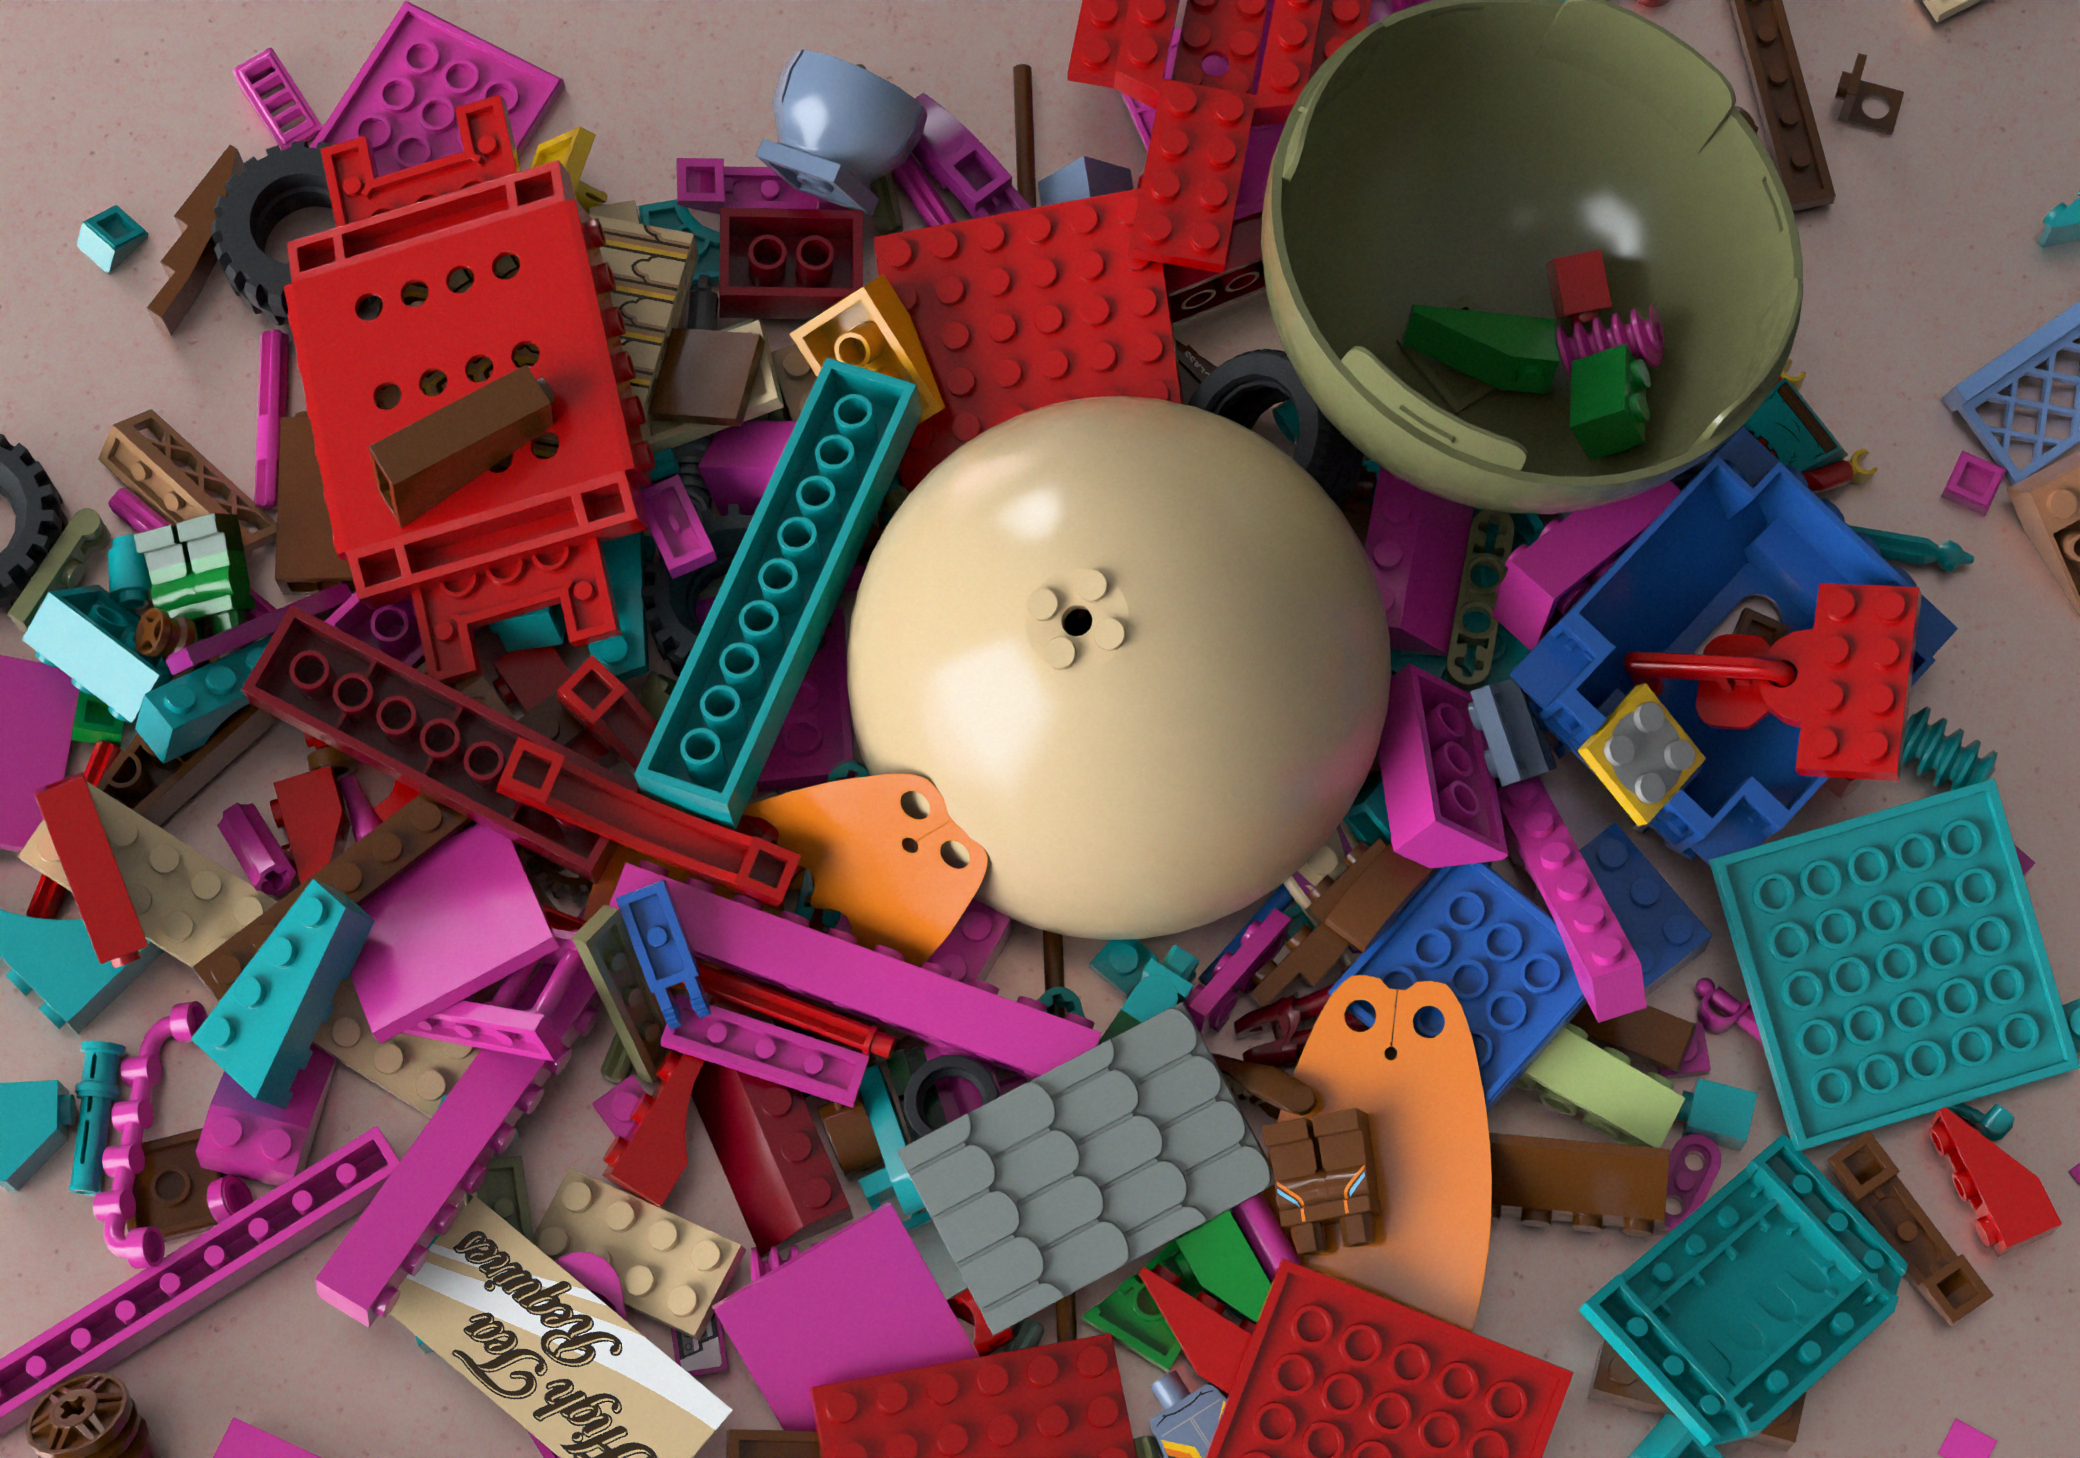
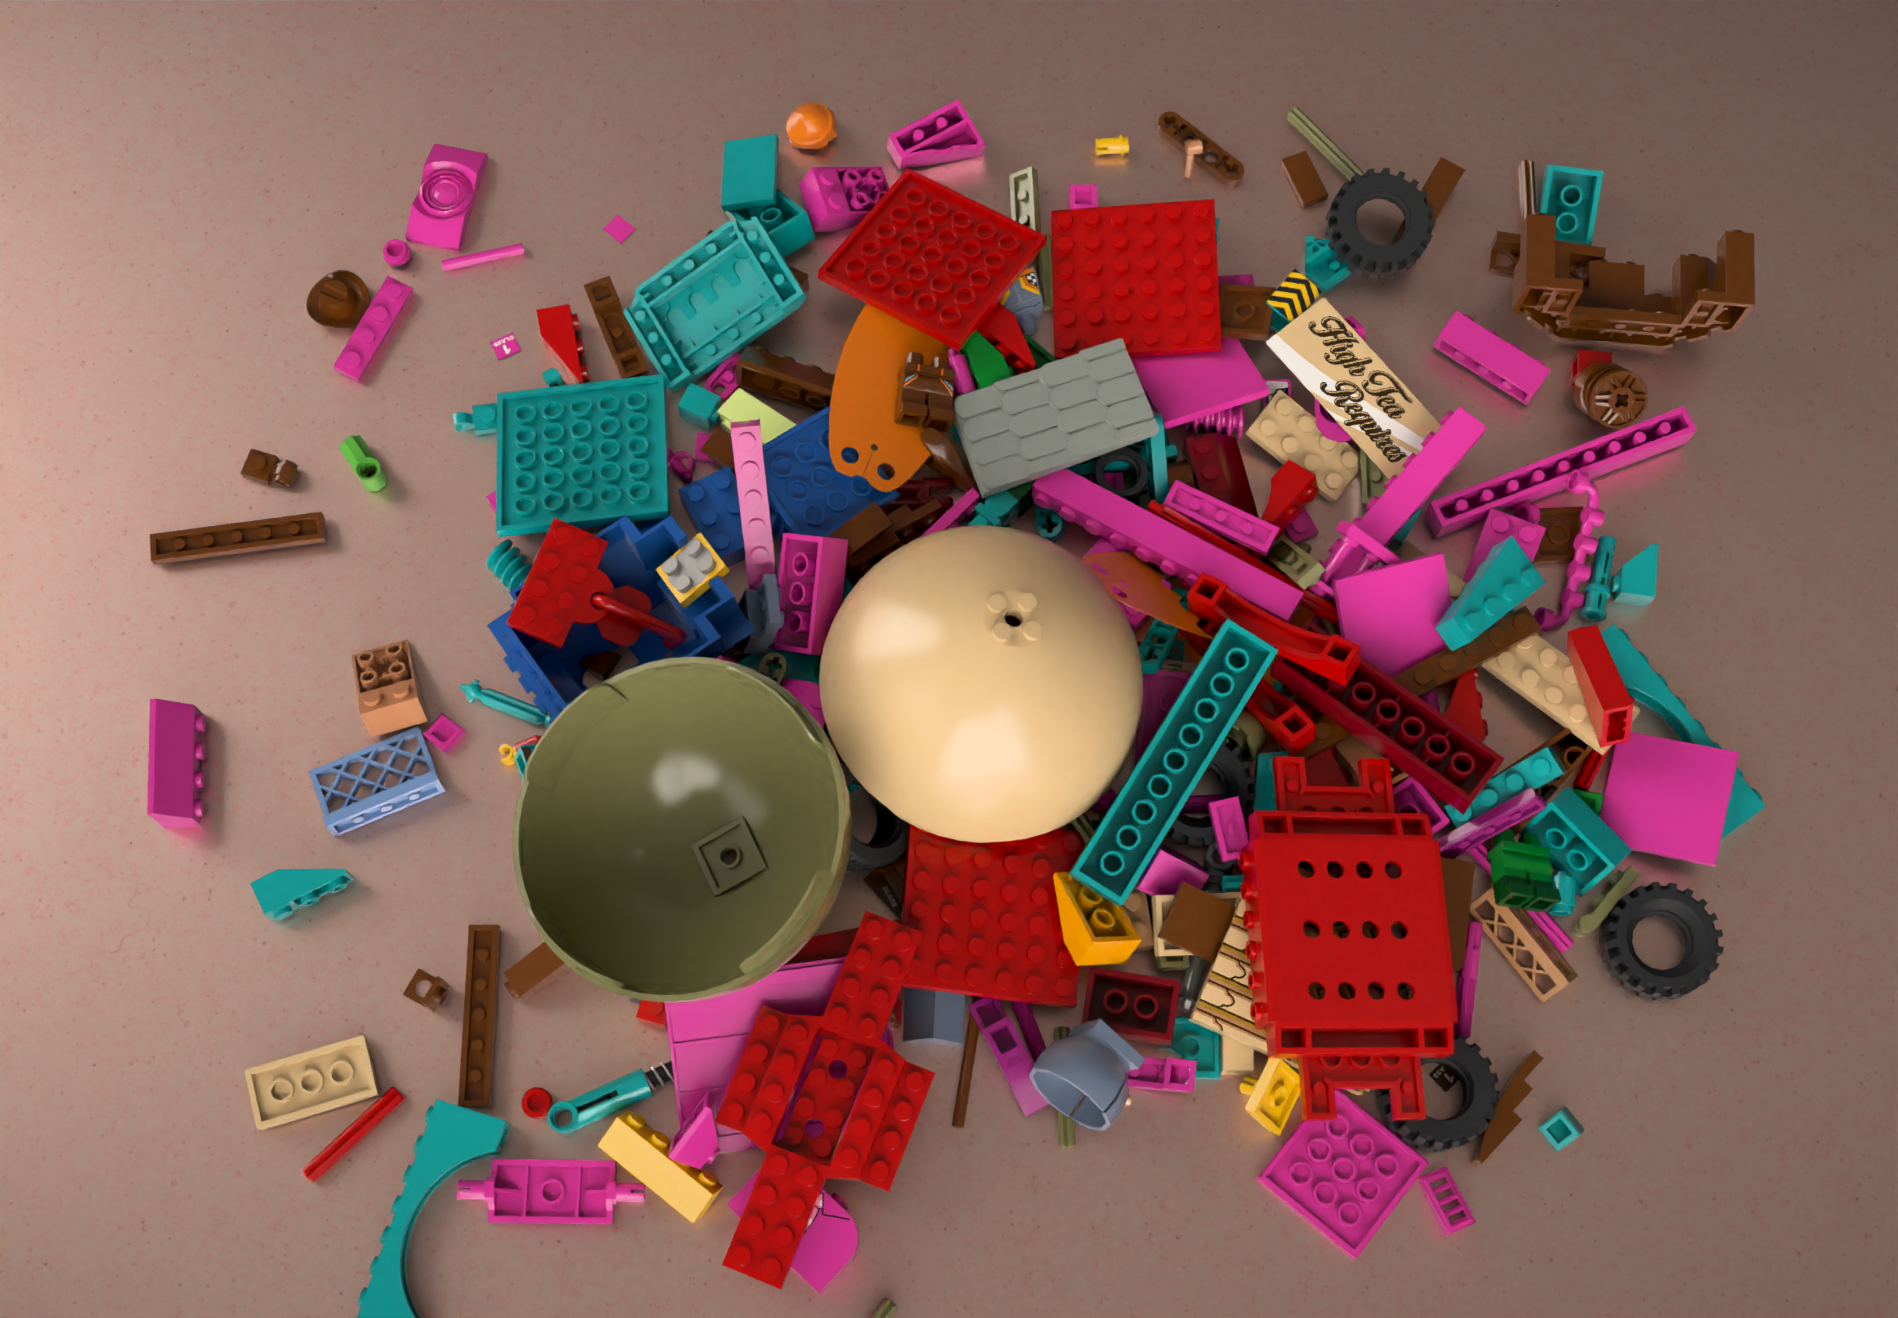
camera: 175 degrees left, 0 degrees up
(163, 635) = (1545, 830): reddish brown wheel -> none
(256, 849) = (1498, 704): dark pink axle -> none
(459, 443) = (1358, 871): reddish brown slope -> none
(663, 949) = (1273, 565): blue hinge -> none
(1490, 346) = (709, 838): green slope -> none
(1578, 286) = (648, 869): red brick -> none
(1609, 401) = (653, 776): green brick -> none
(1642, 337) = (641, 822): dark pink piece -> none

